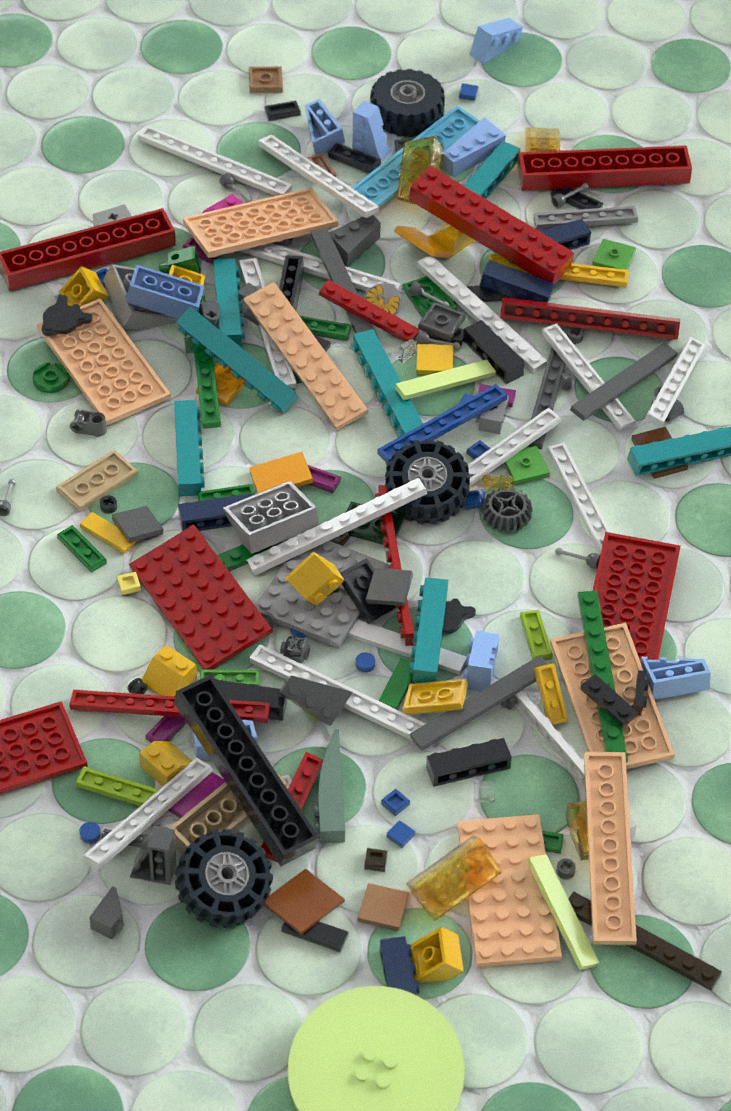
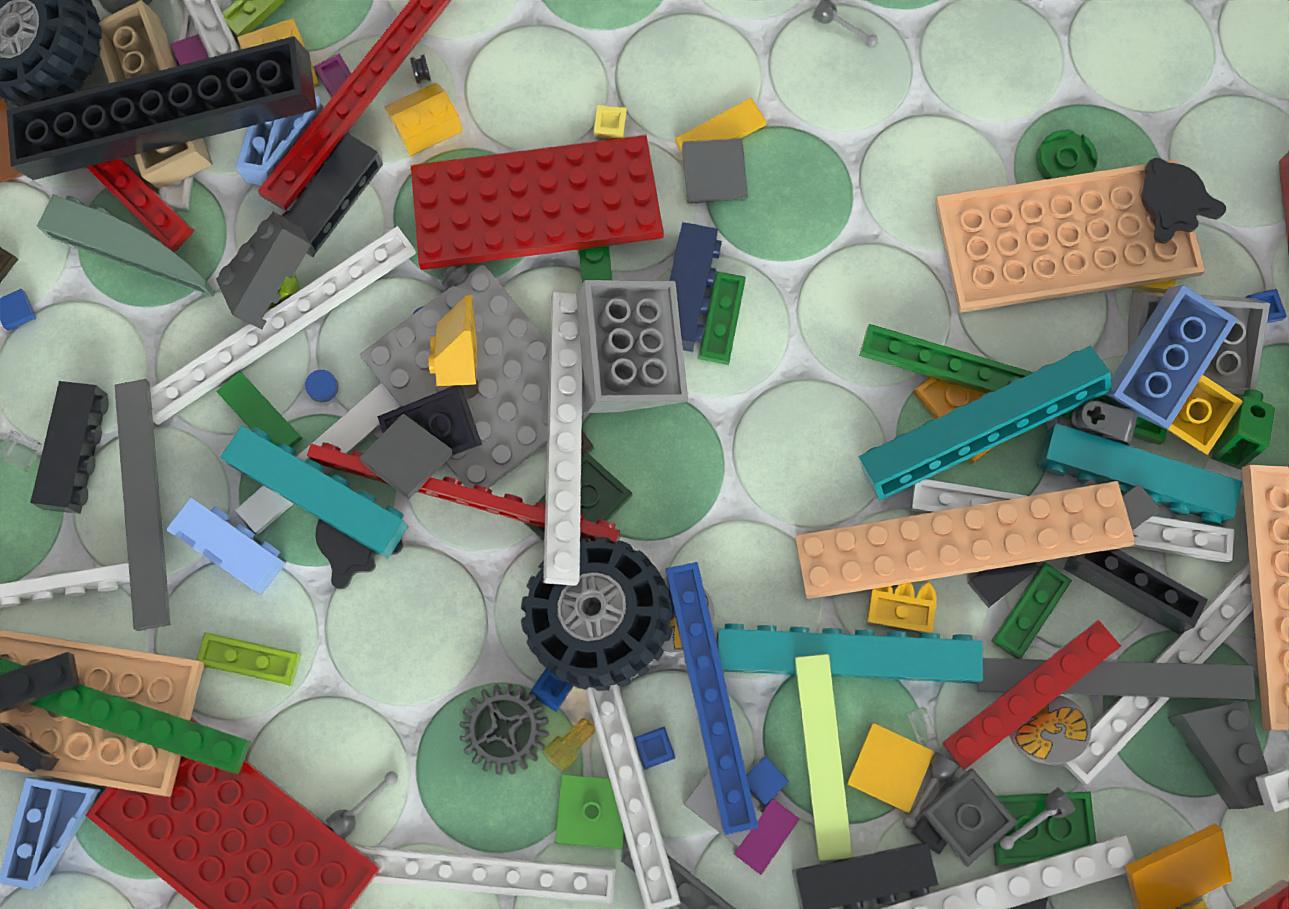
camera: 115 degrees right, 25 degrees up
(82, 548) = (707, 89): green tile -> none
(83, 288) = (1237, 263): yellow slope -> none
(90, 422) = (946, 171): dark grey piece -> none
(97, 480) = (829, 152): tan tile -> none
(105, 501) = (775, 160): black bush -> none
(187, 448) = (836, 292): teal brick -> none
(240, 676) = (382, 195): bright green tile -> none
(281, 470) = (728, 409): light orange tile -> none
(295, 649) = (385, 295): dark grey head -> none
(324, 480) = (701, 468): magenta tile -> none
(353, 373) = (902, 608): none -> yellow plate
(395, 802) = (69, 325): blue tile -> none
(435, 696) = (190, 446): yellow tile -> none
(551, 693) = (105, 613): yellow tile -> none

